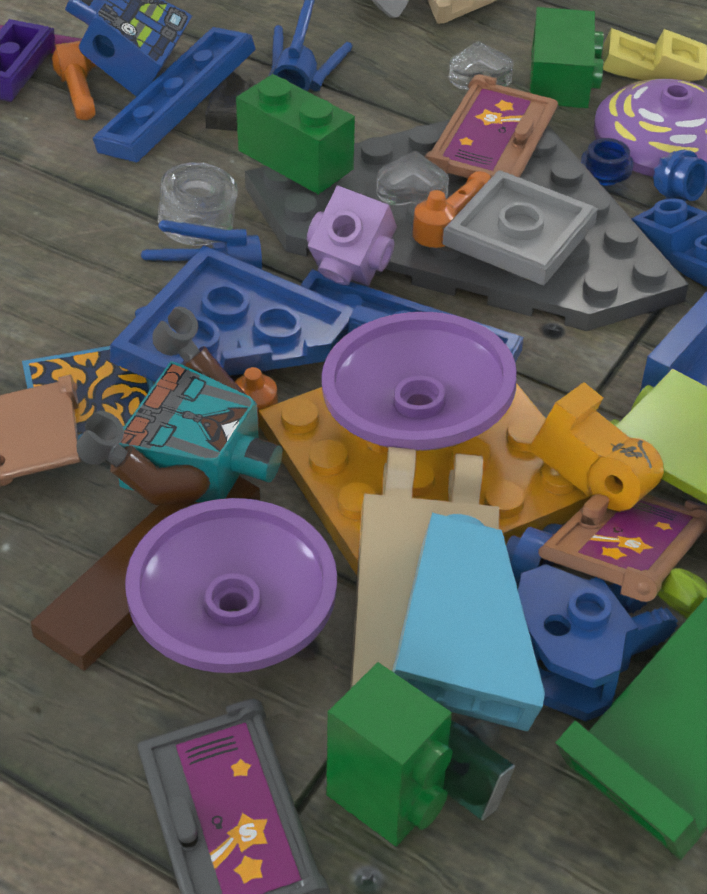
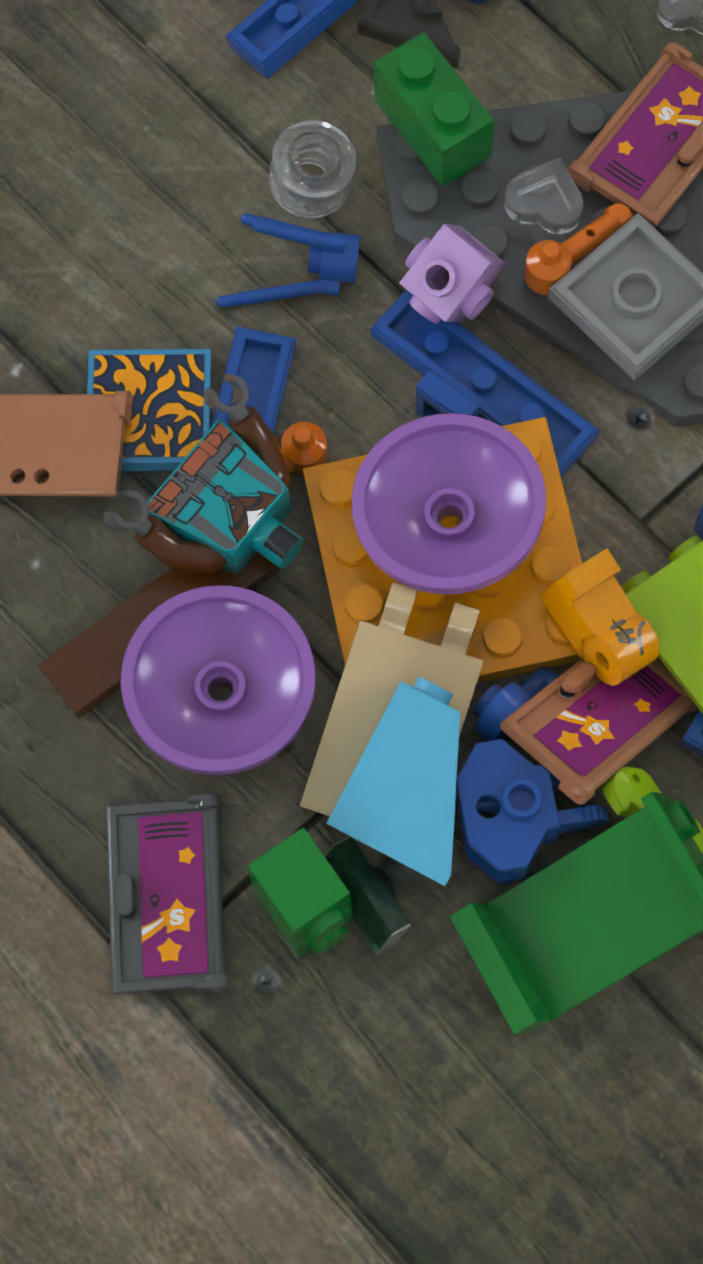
camera: 20 degrees right, 25 degrees up
(241, 316) = (303, 352): blue plate -> none

